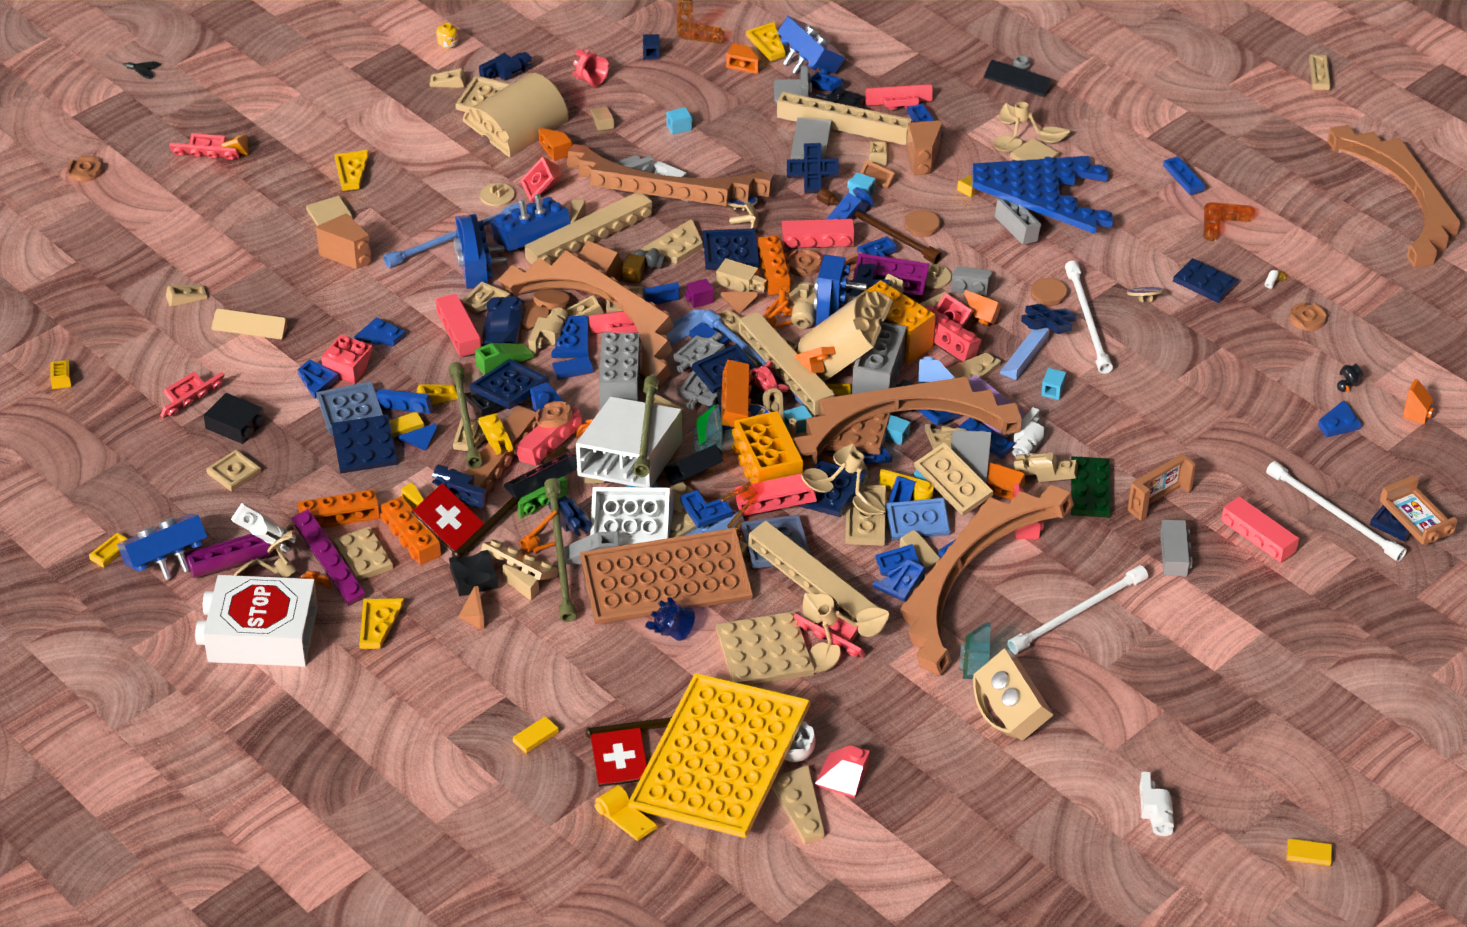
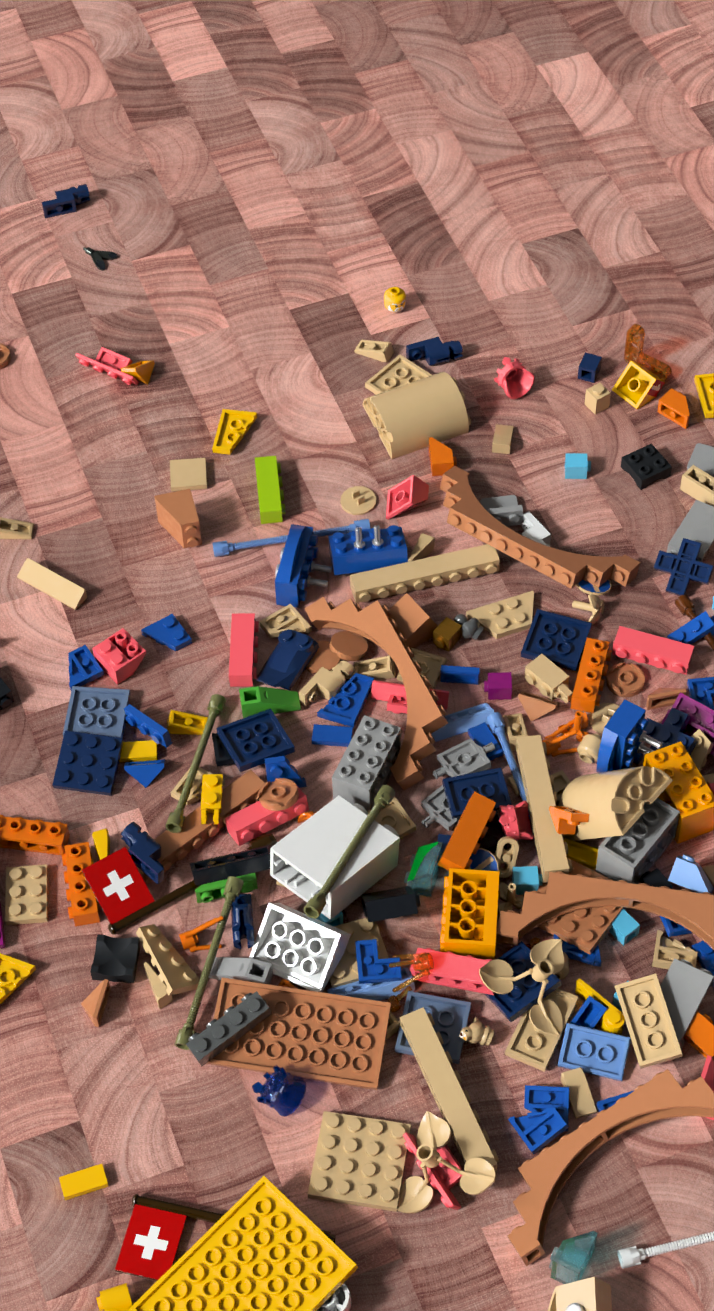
camera: 25 degrees right, 10 degrees up
(84, 30) = (66, 201): none -> dark blue plate
(412, 204) = (268, 489): none -> lime brick
(606, 585) = (229, 1028): none -> dark grey brick
(671, 67) = (597, 398): none -> tan brick
(700, 49) = (637, 385): none -> yellow slope
(739, 106) = (646, 466): none -> black brick
(816, 533) = (477, 1033): none -> tan animal

